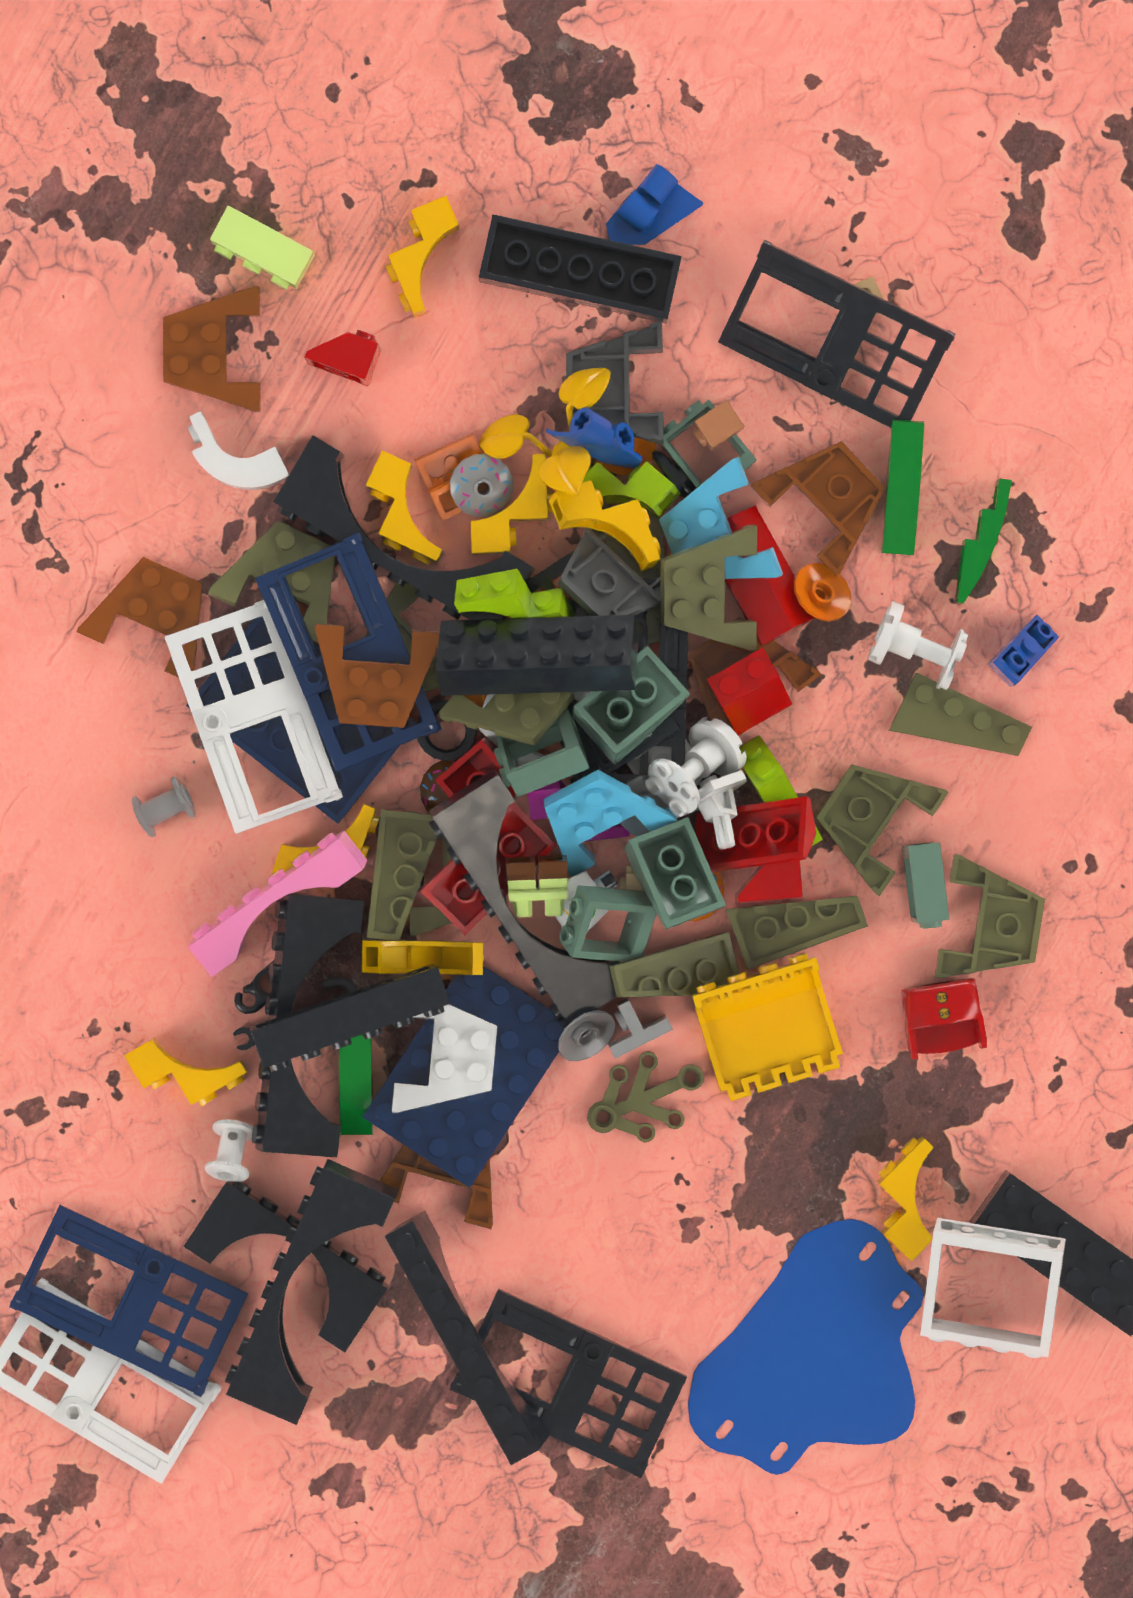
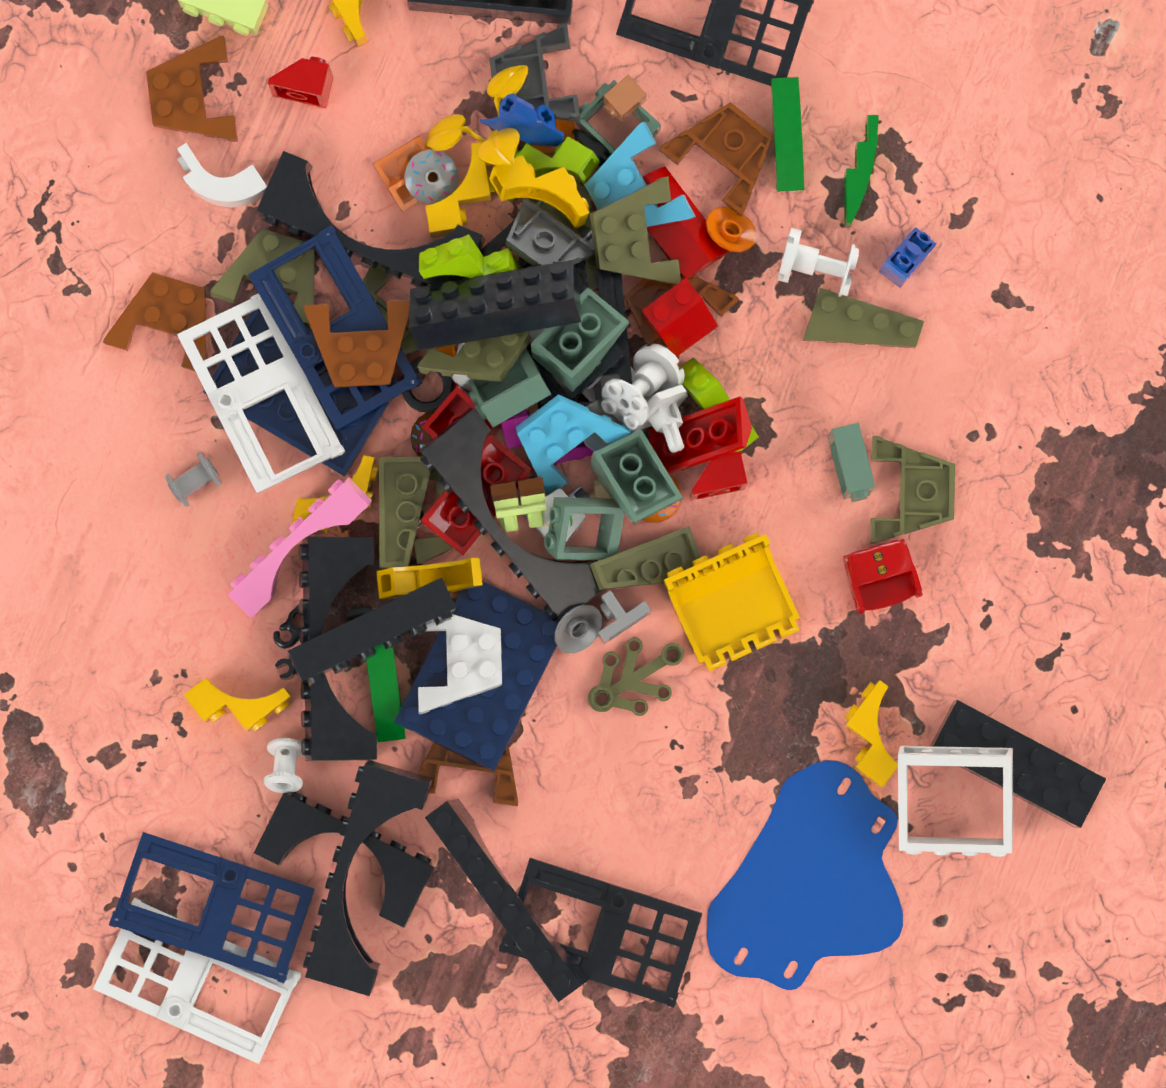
camera: 10 degrees left, 5 degrees down
(398, 530) = (352, 184): yellow arch -> none
(786, 928) = (738, 516): olive wing -> none
(861, 811) = (788, 409): olive wing -> none

